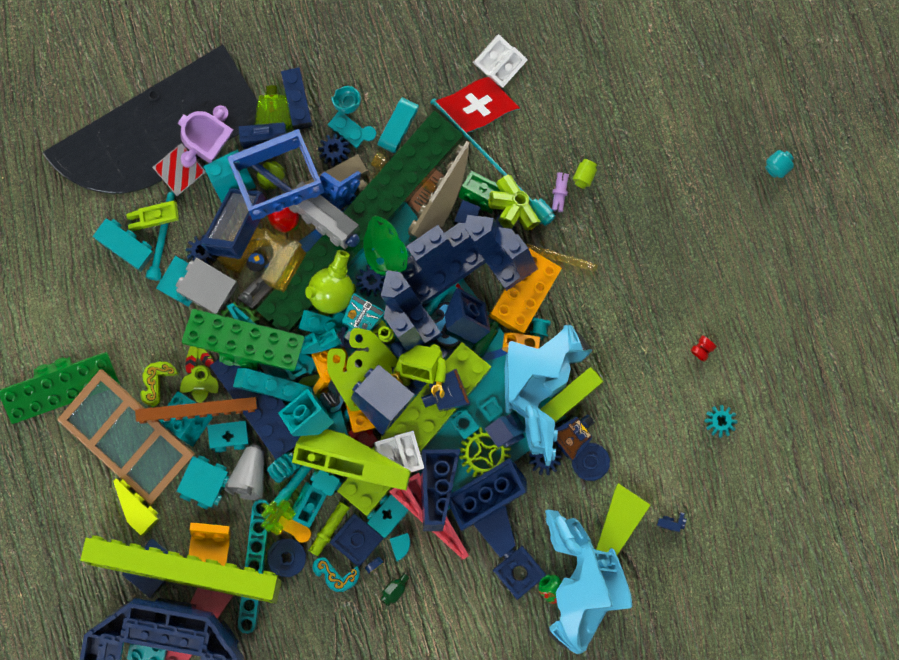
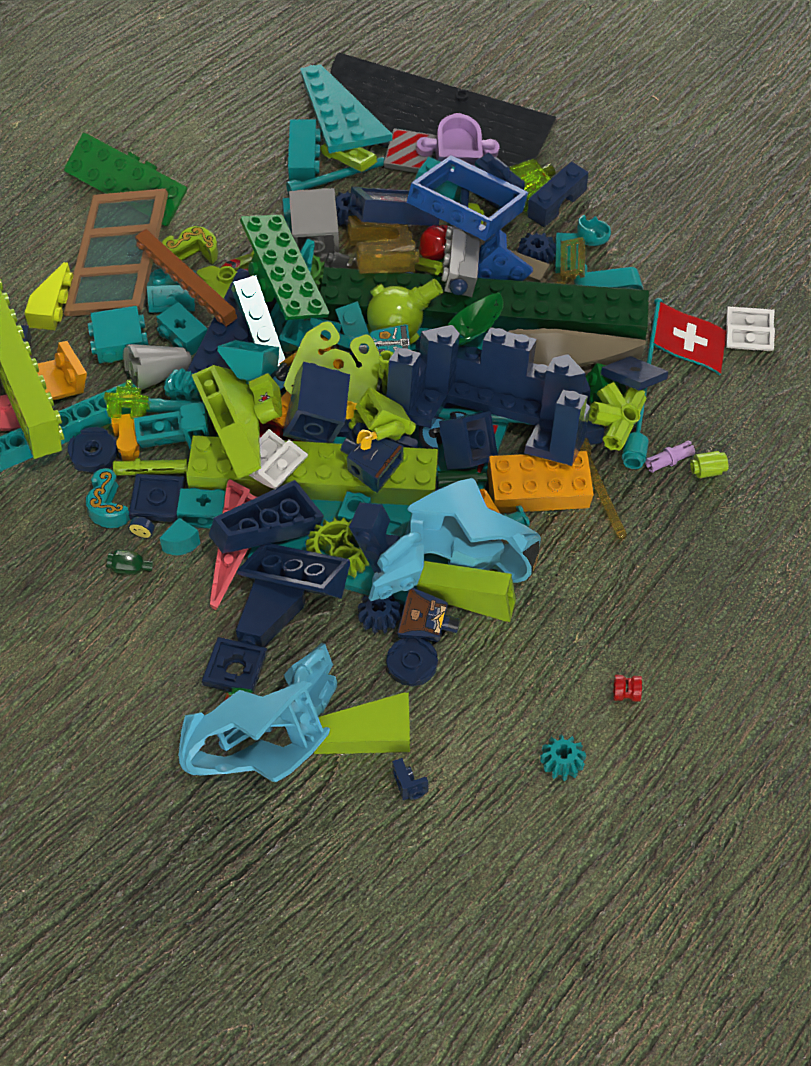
camera: 50 degrees right, 25 degrees down
(116, 197) = (340, 115): none -> teal wing
(303, 237) = (429, 266): none -> lime axle
(350, 427) = (266, 398): none -> lime leg
(377, 144) = (573, 272): none -> clear yellow tile
(487, 168) = (634, 373): none -> dark blue tile

